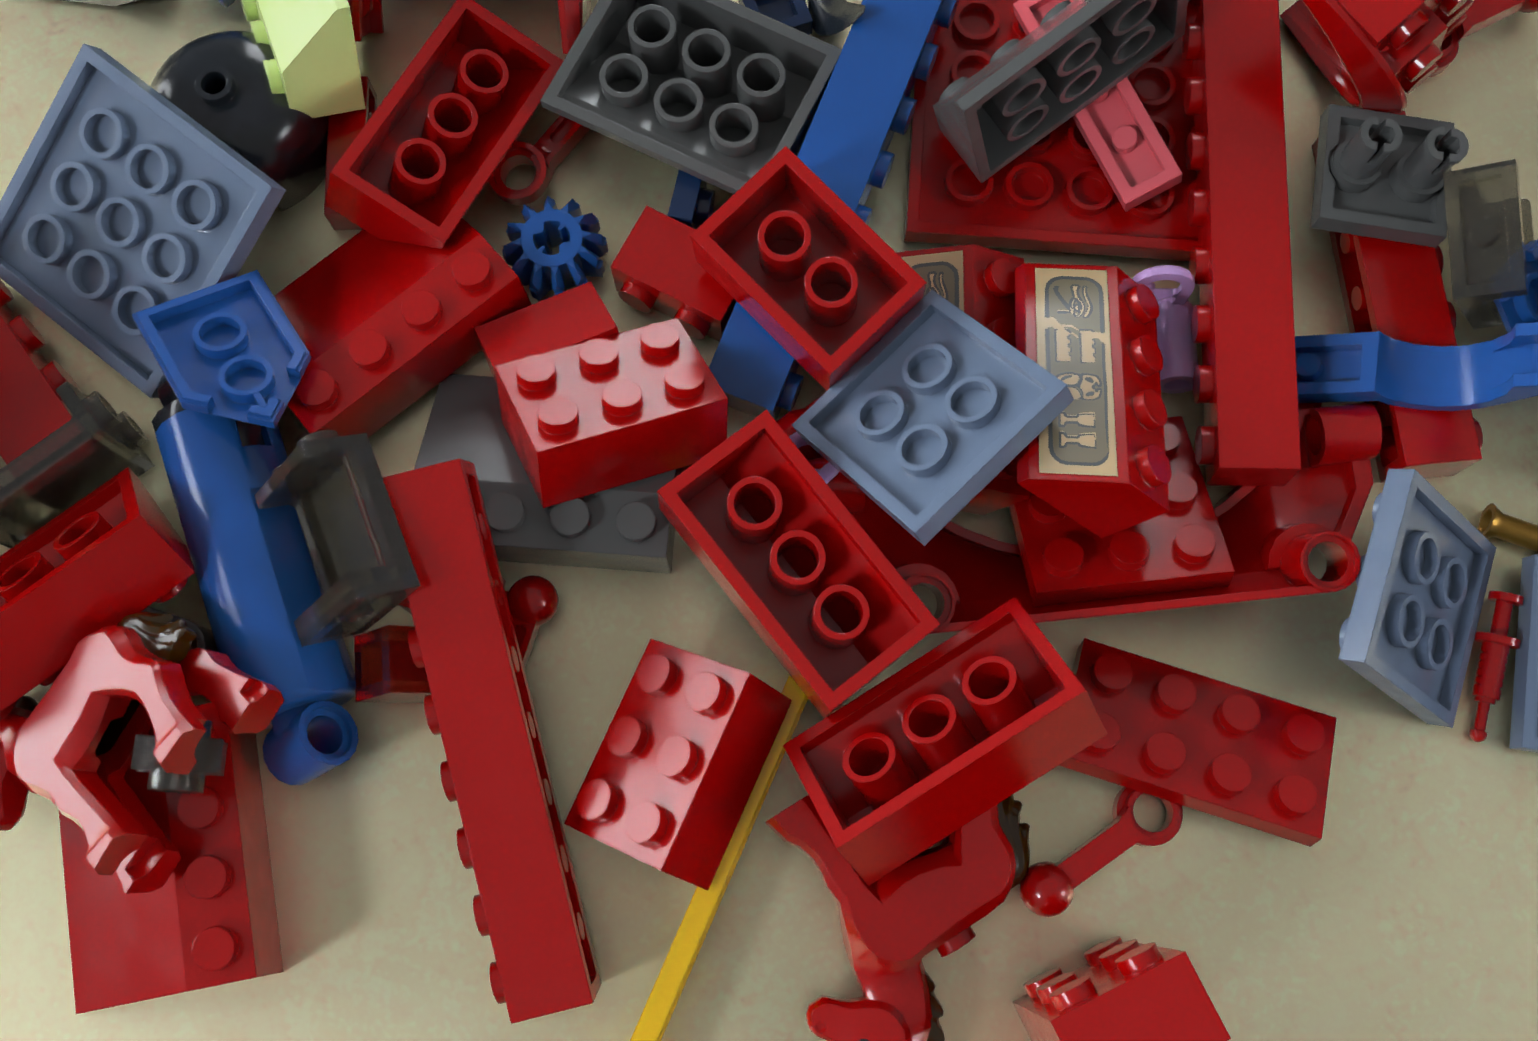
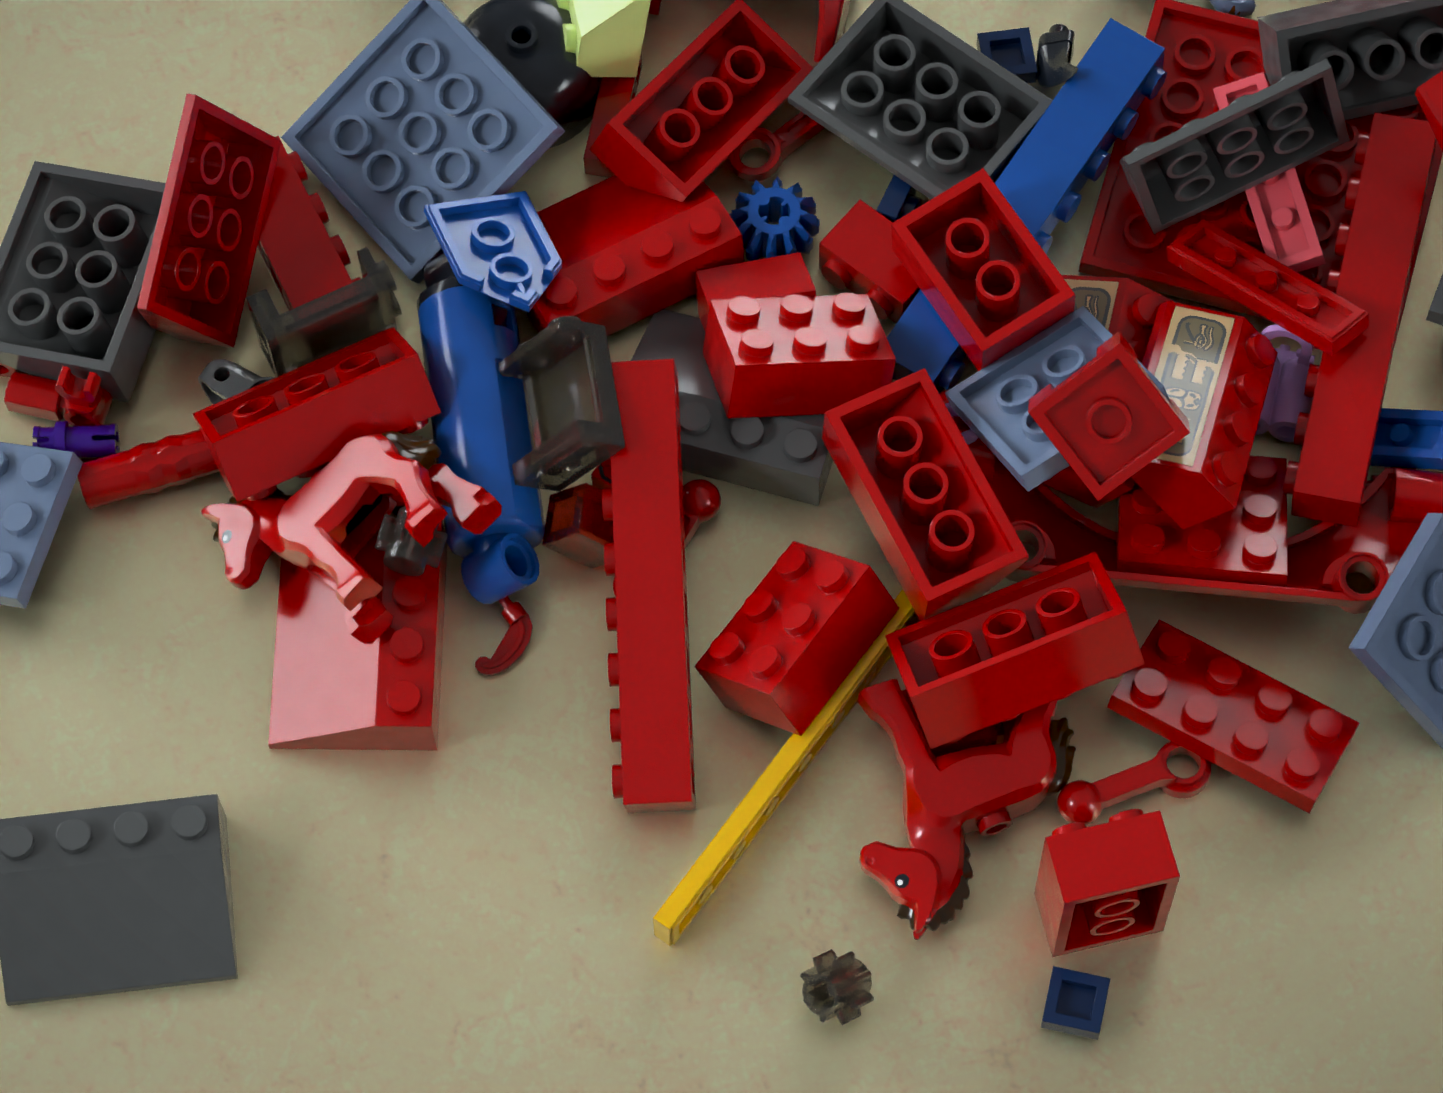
camera: 15 degrees right, 10 degrees down
(348, 819) = (512, 644): none -> red piece
(1011, 441) = (1108, 418): none -> red panel
(1135, 225) = (1268, 287): none -> red tile

